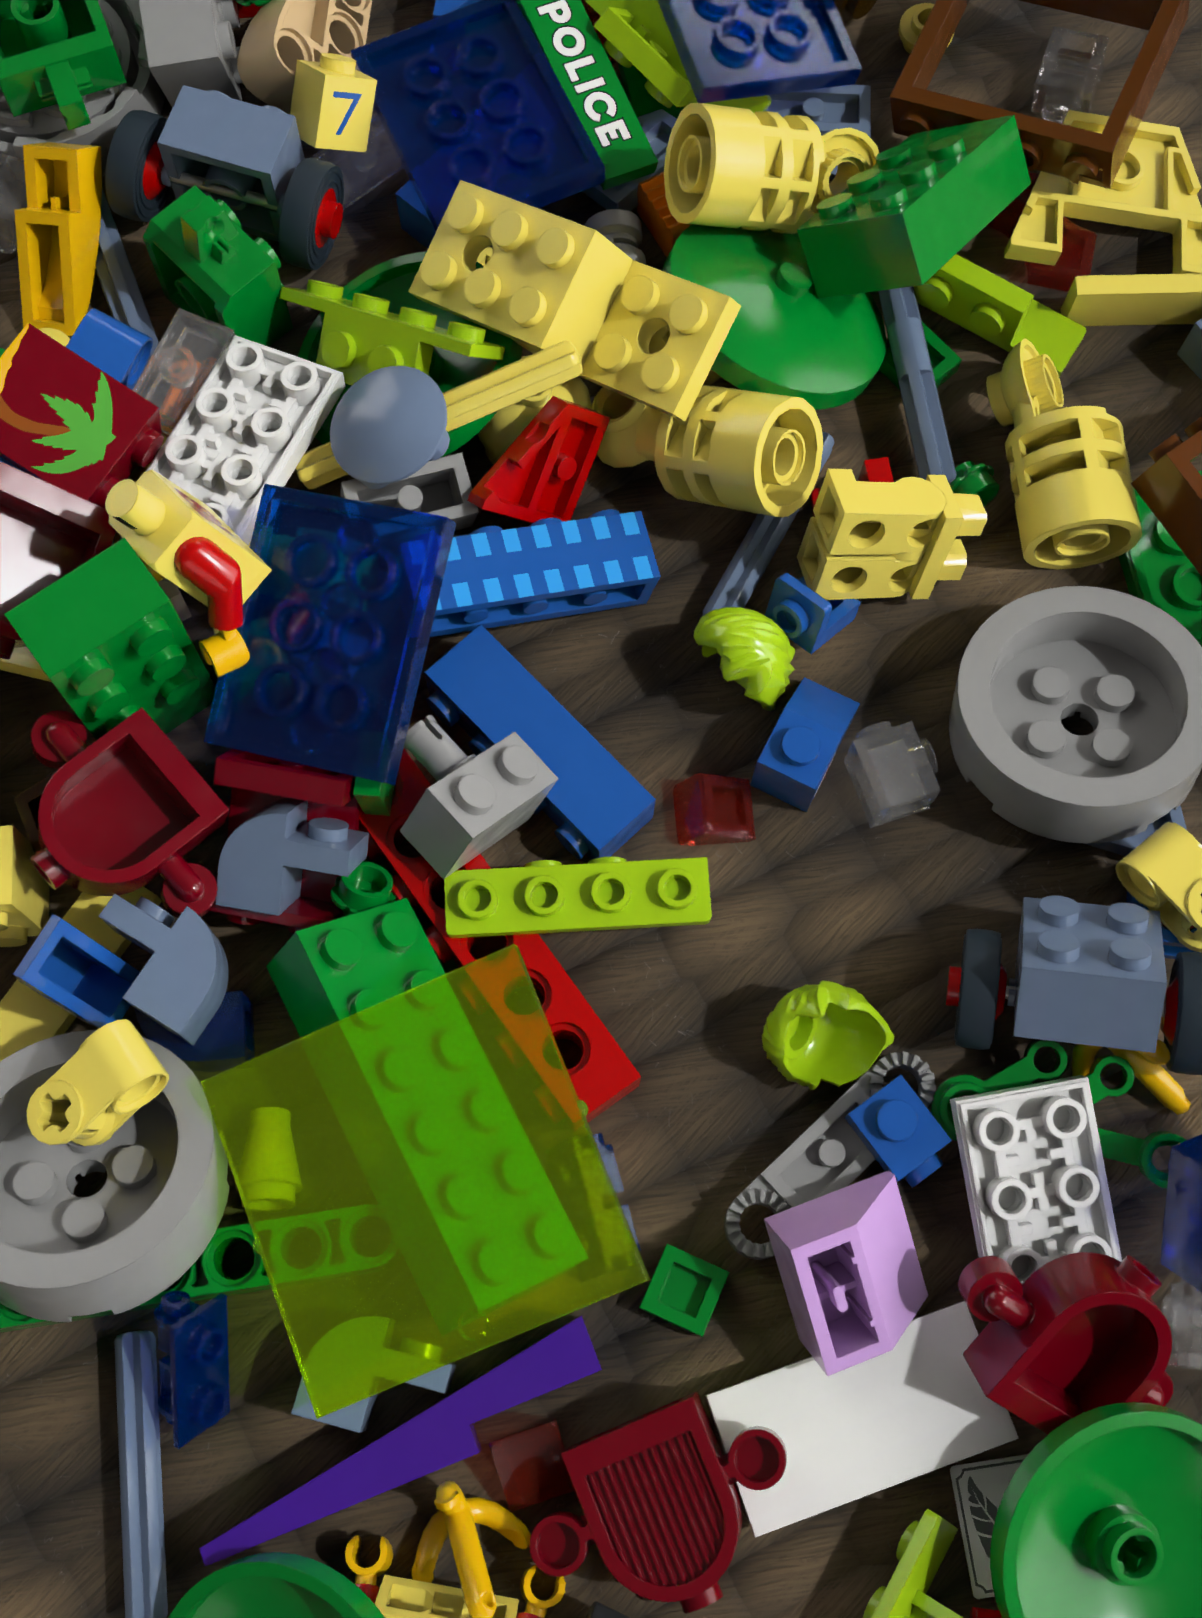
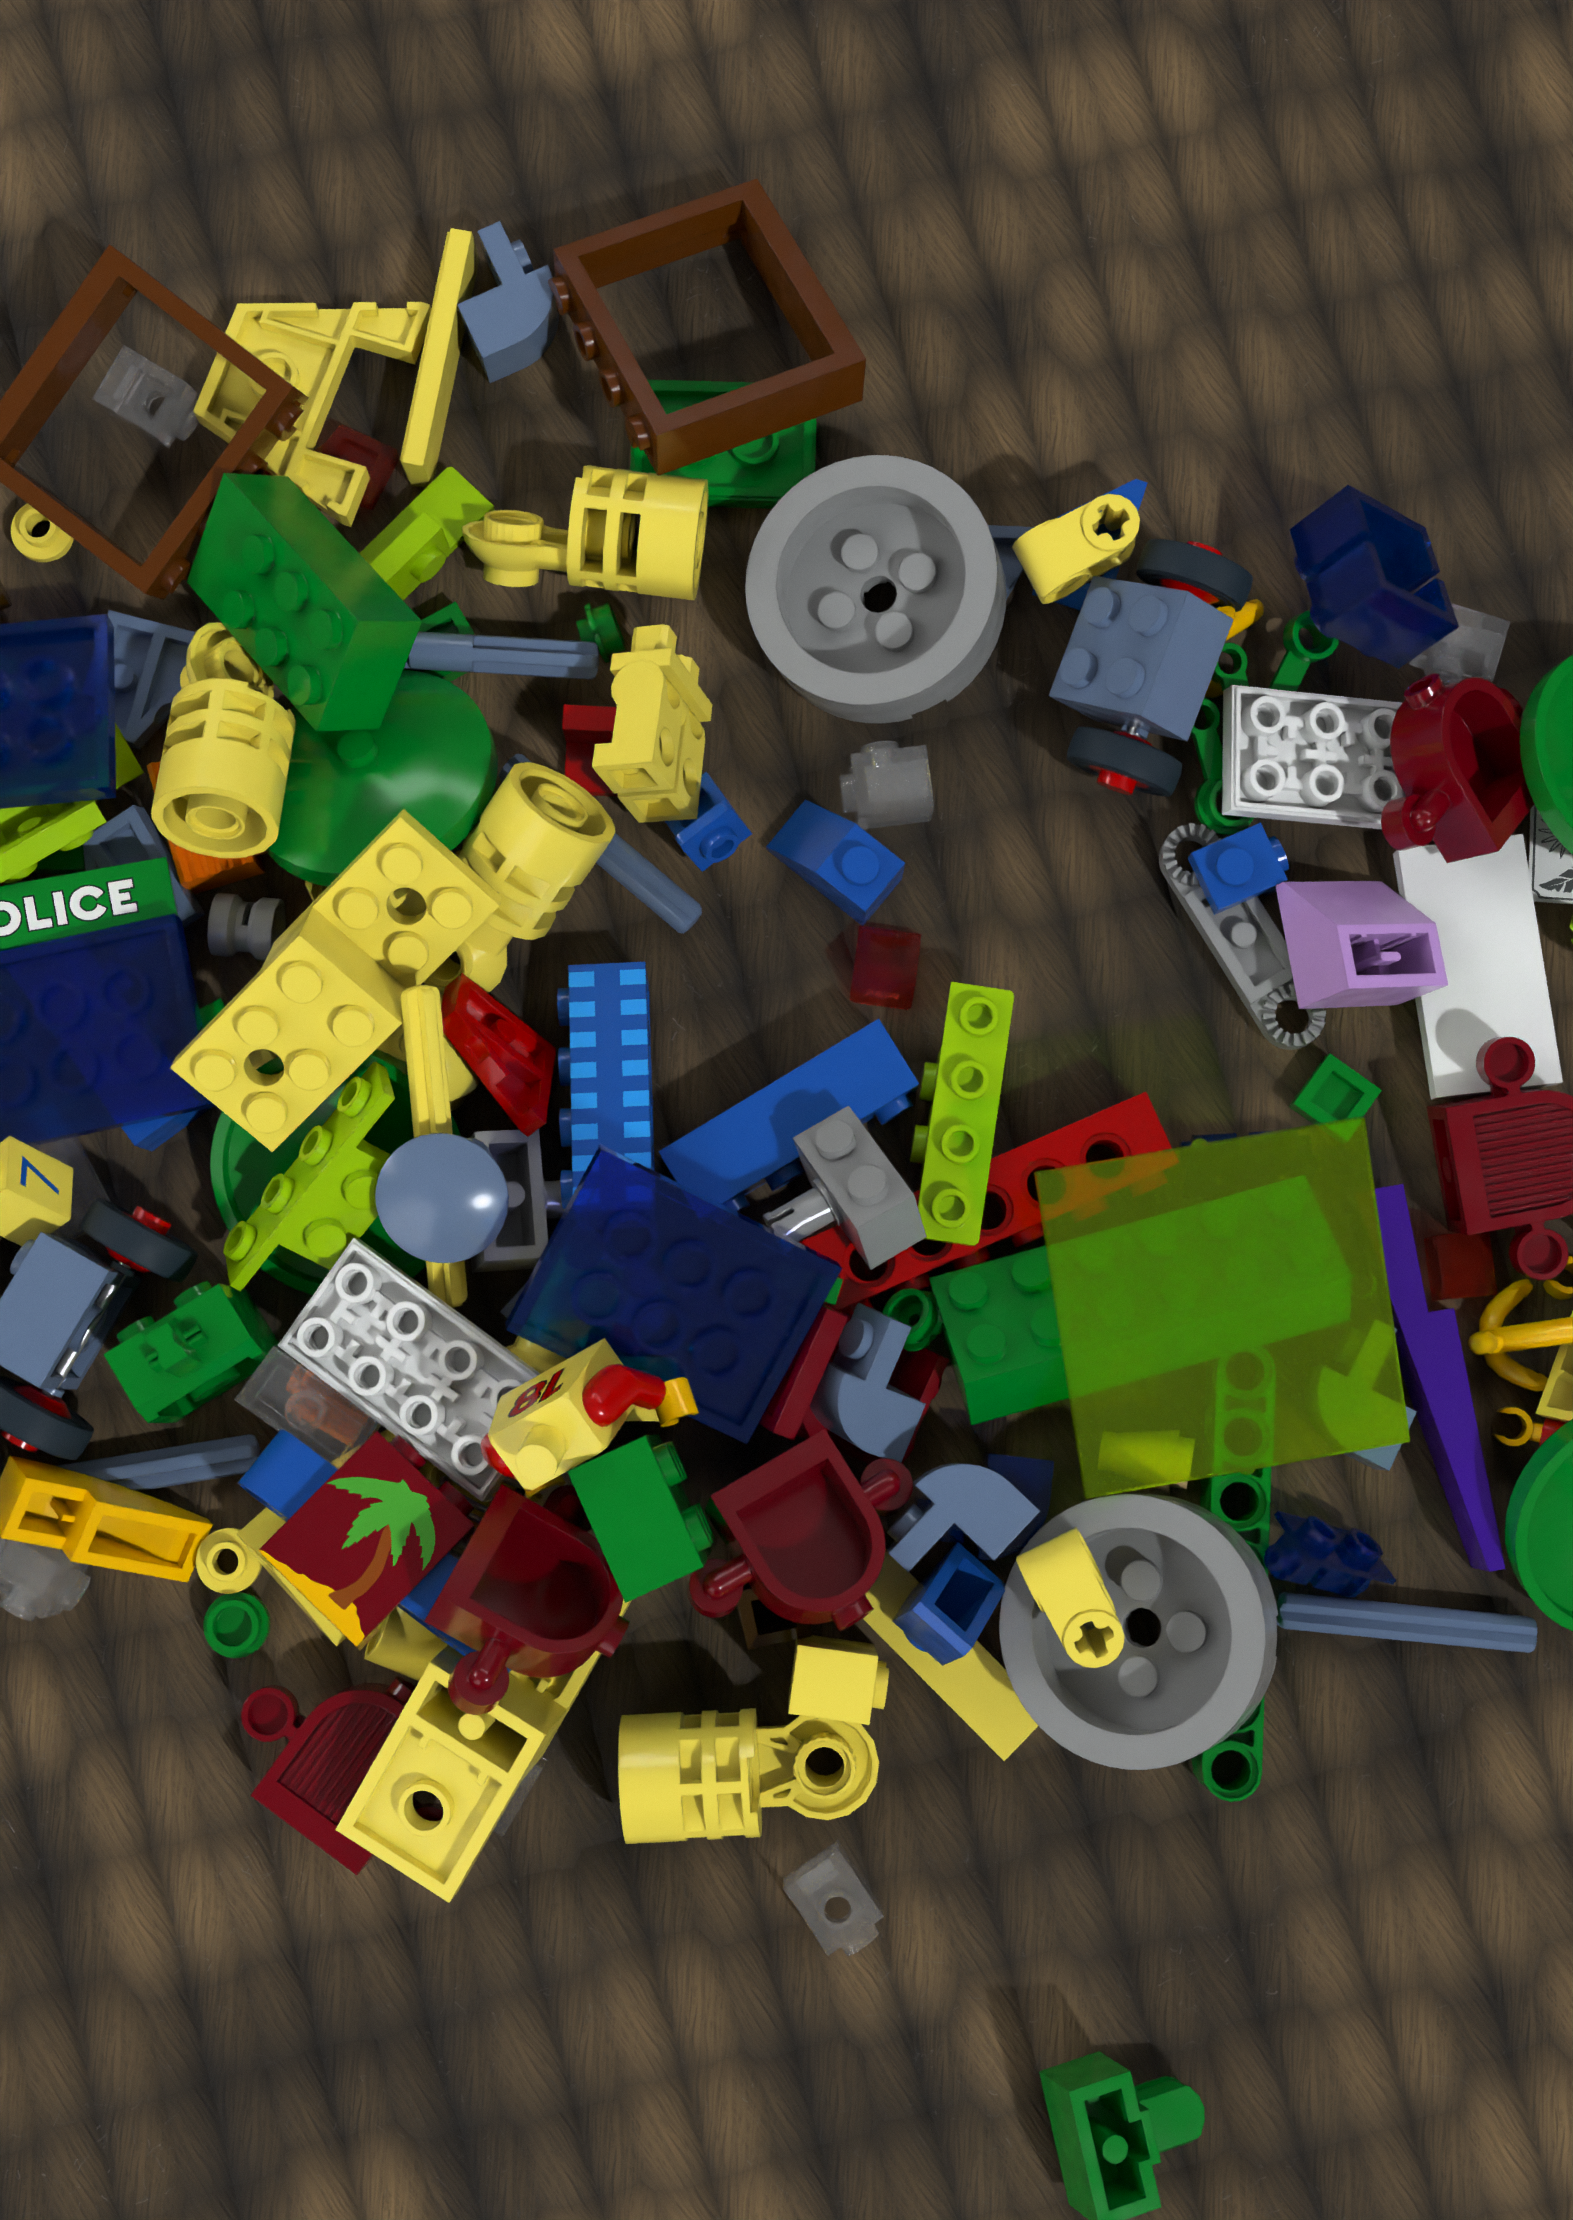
camera: 75 degrees left, 10 degrees up
(751, 651) = (742, 891): lime hair -> none
(824, 1035) = (1135, 914): lime hair -> none

